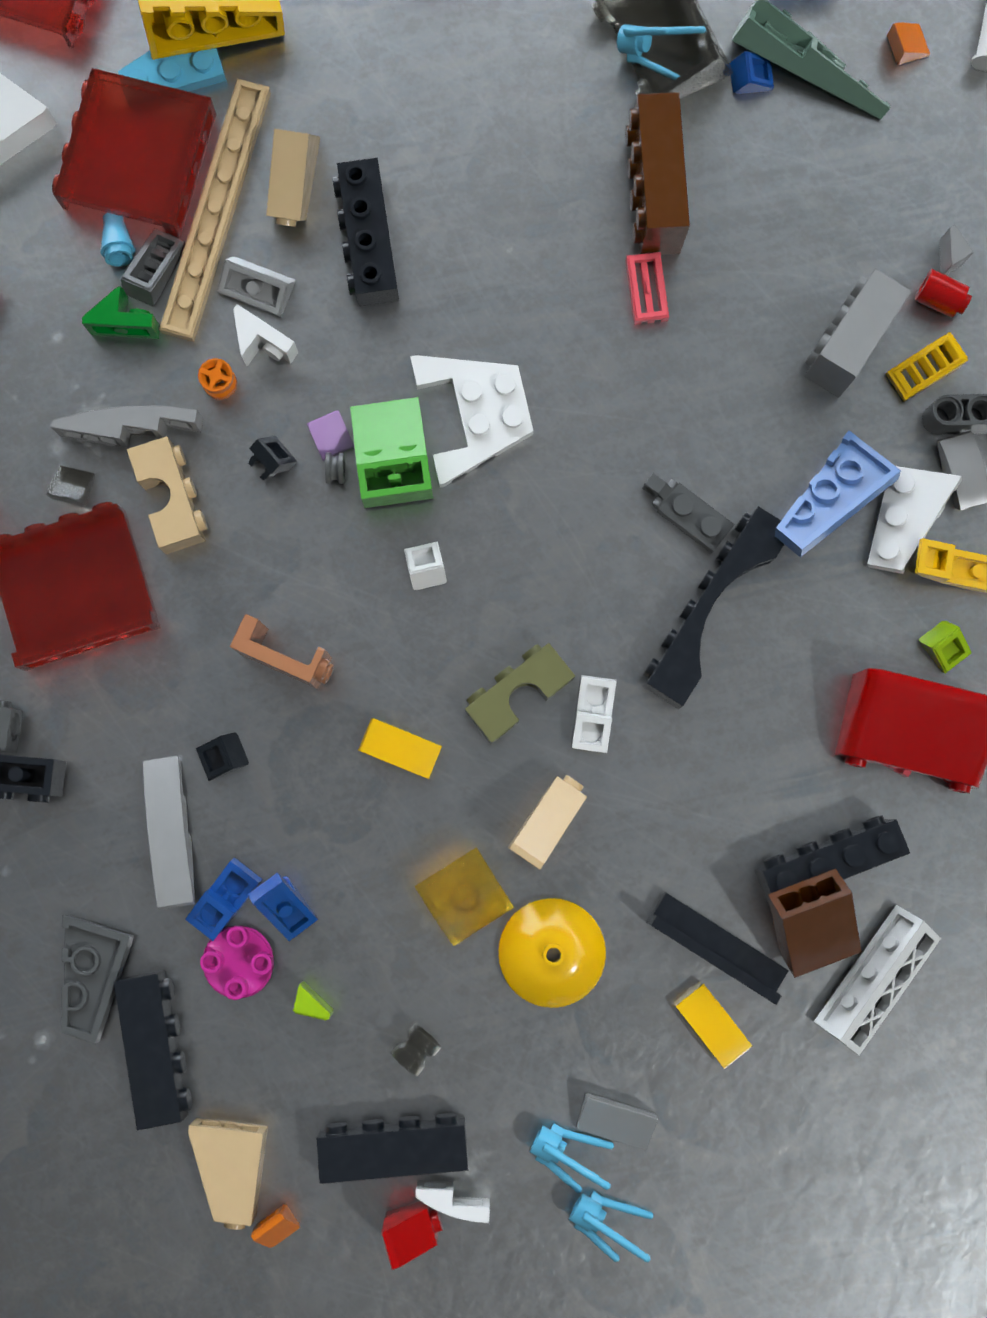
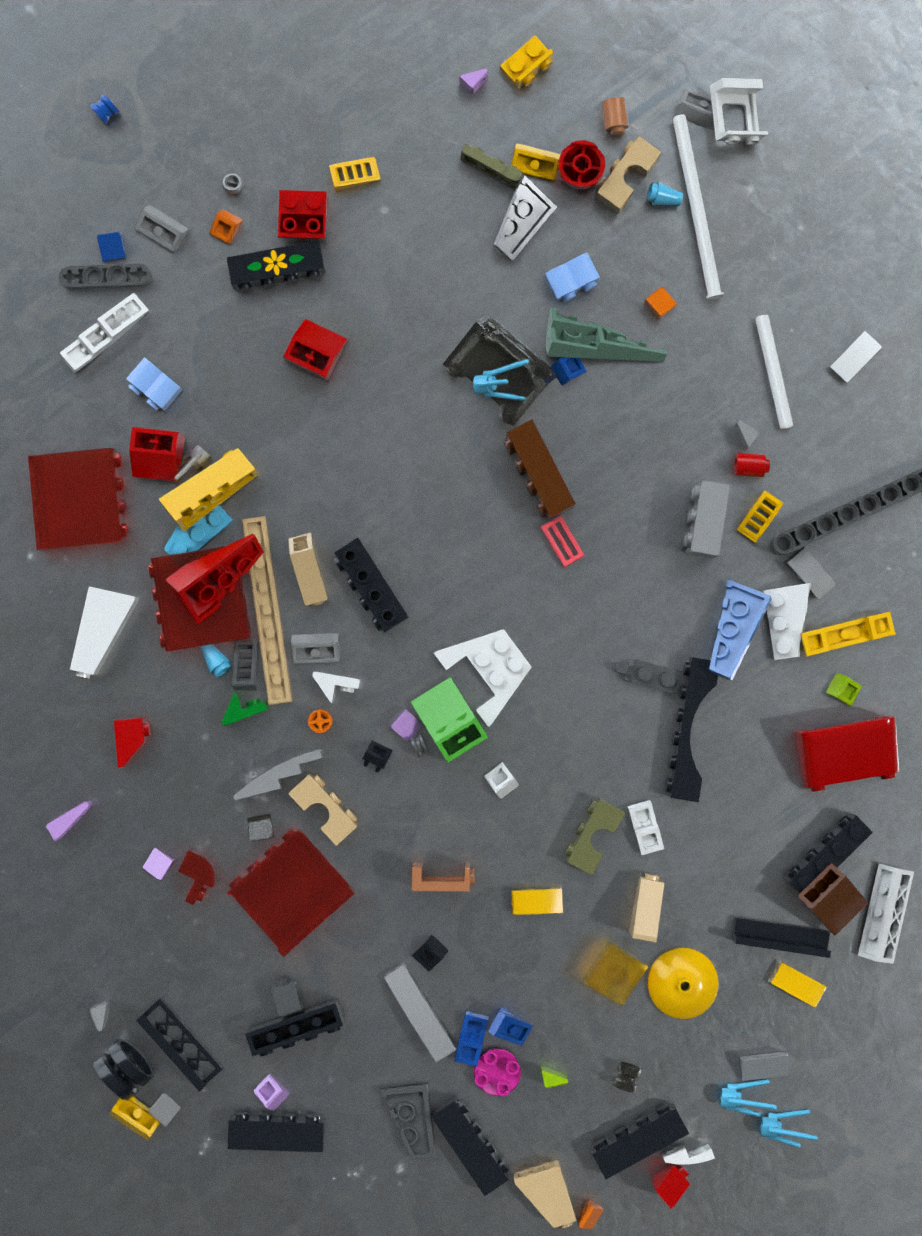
camera: 15 degrees left, 5 degrees up
(161, 120) = (208, 579): none -> red wedge

